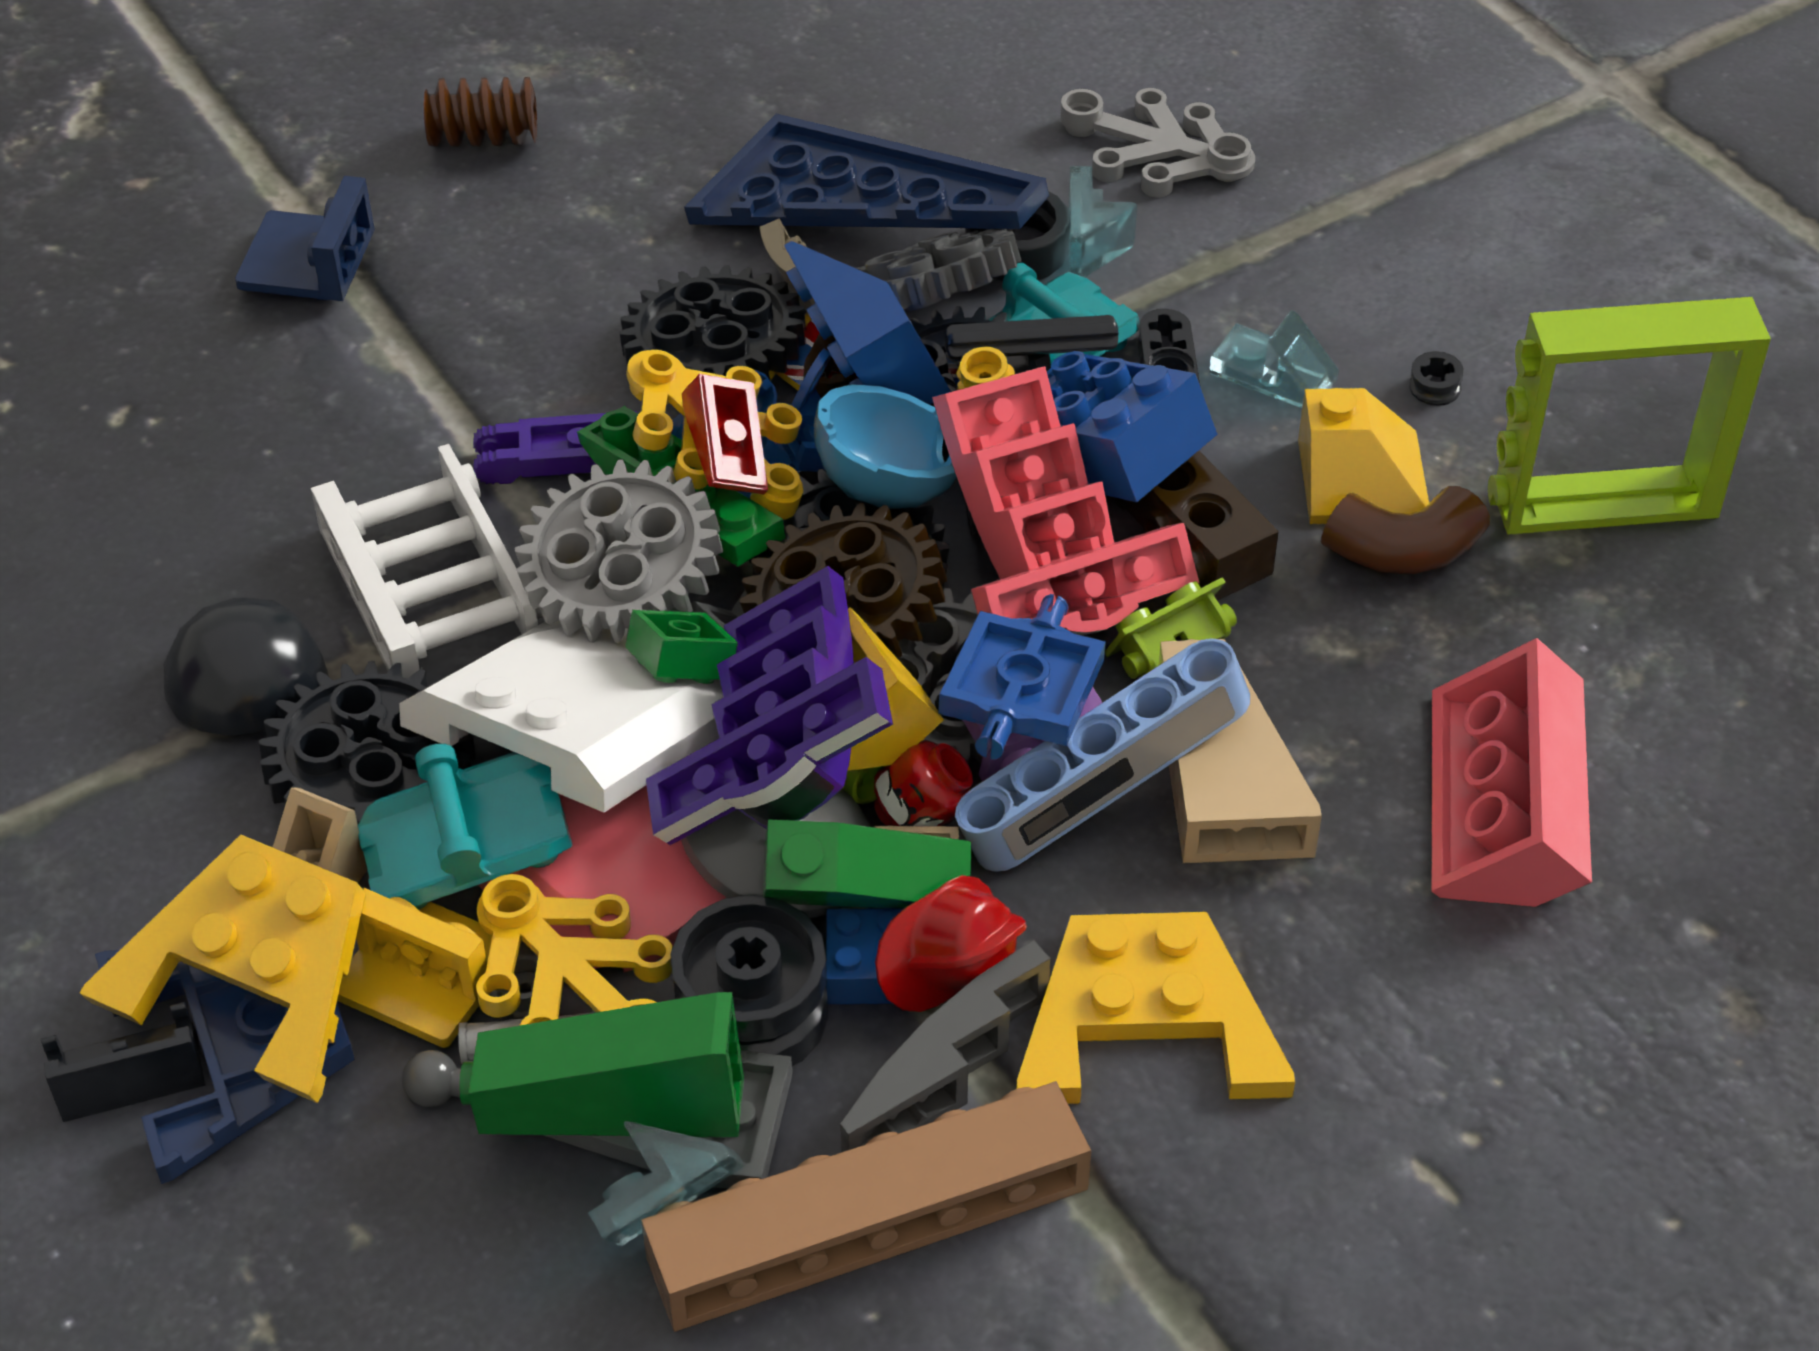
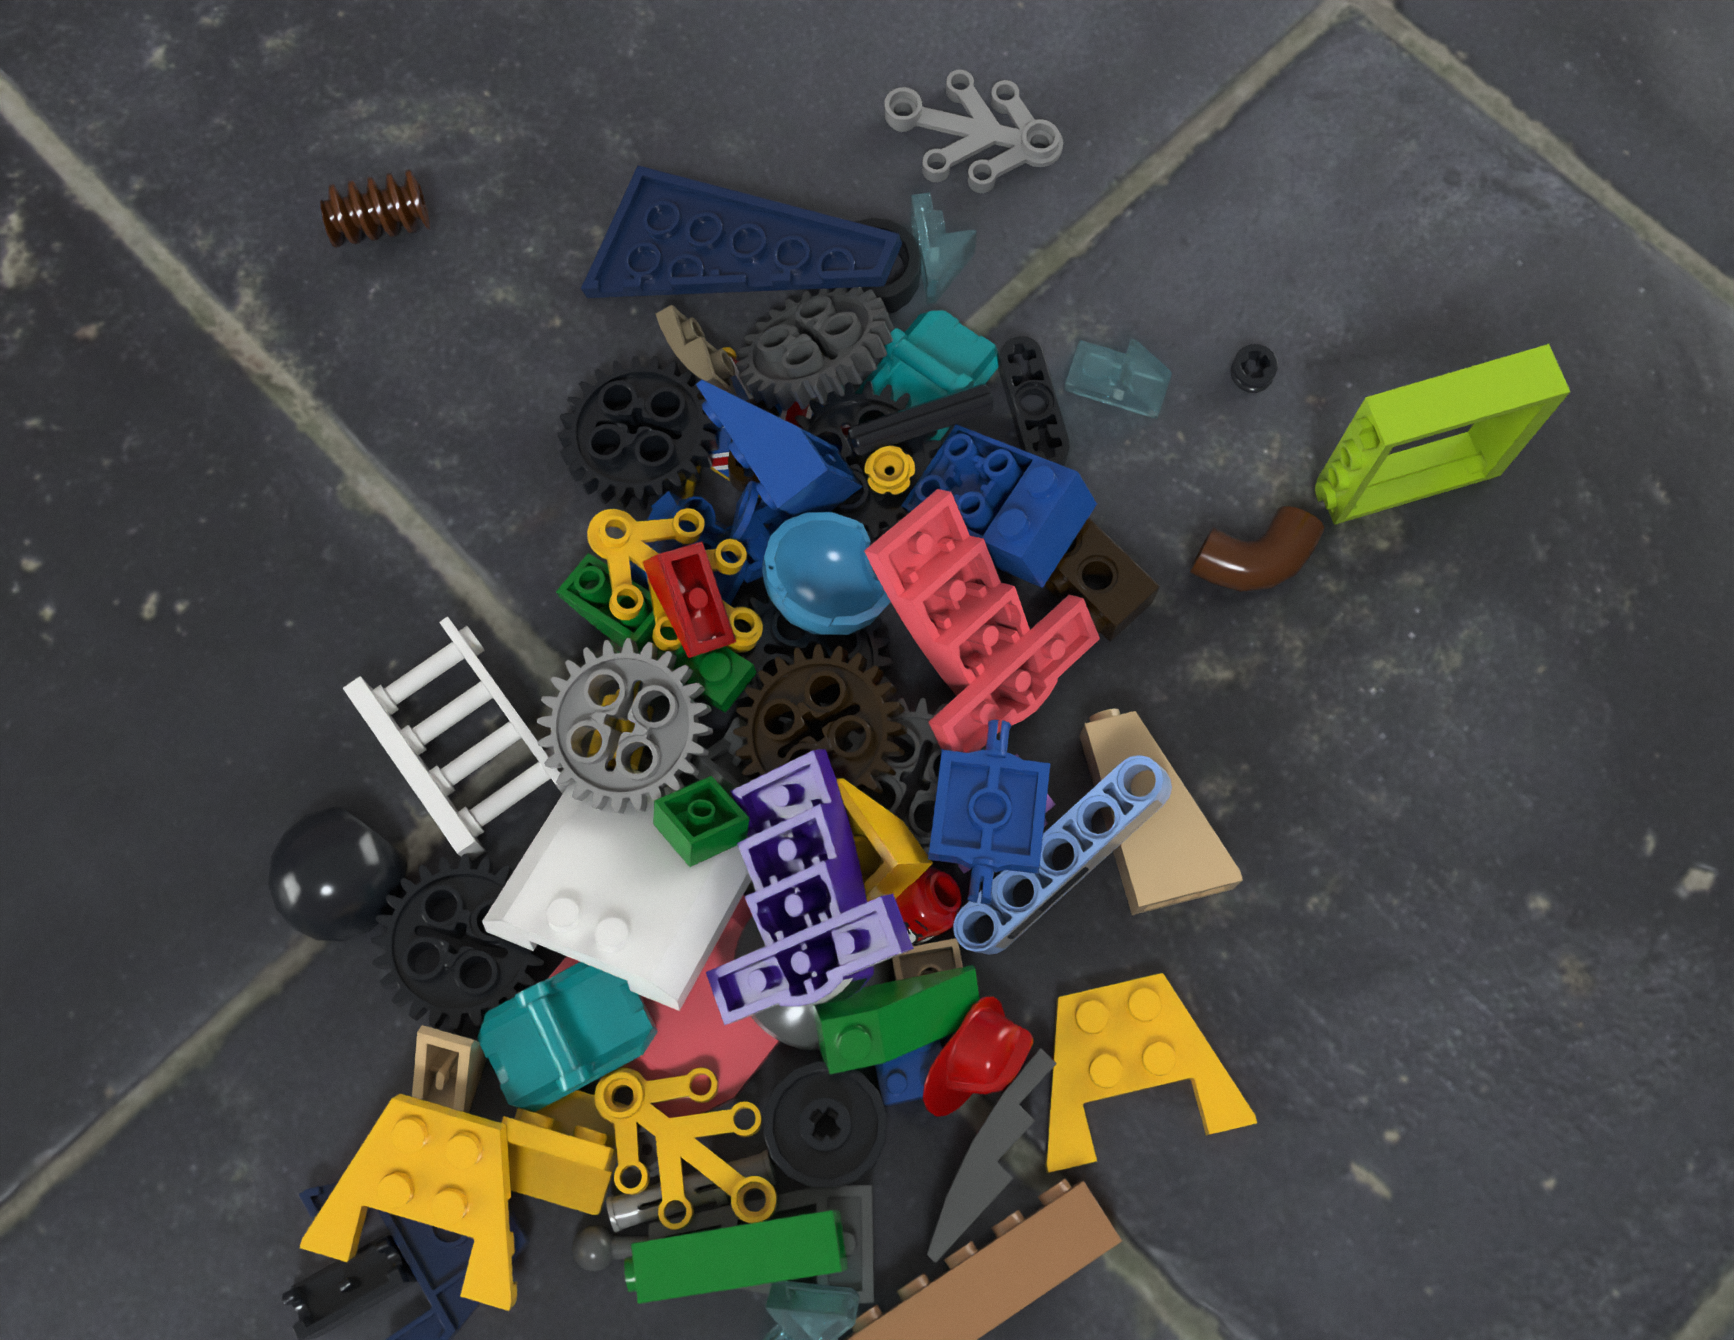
camera: 10 degrees left, 25 degrees up
(311, 252) = (262, 396): dark blue bracket -> none
(532, 448) = (527, 583): dark purple hinge -> none
(1189, 614) = (1096, 673): lime hinge -> none
(1360, 448) = (1207, 479): yellow slope -> none
(1510, 781) = (1377, 798): coral slope -> none

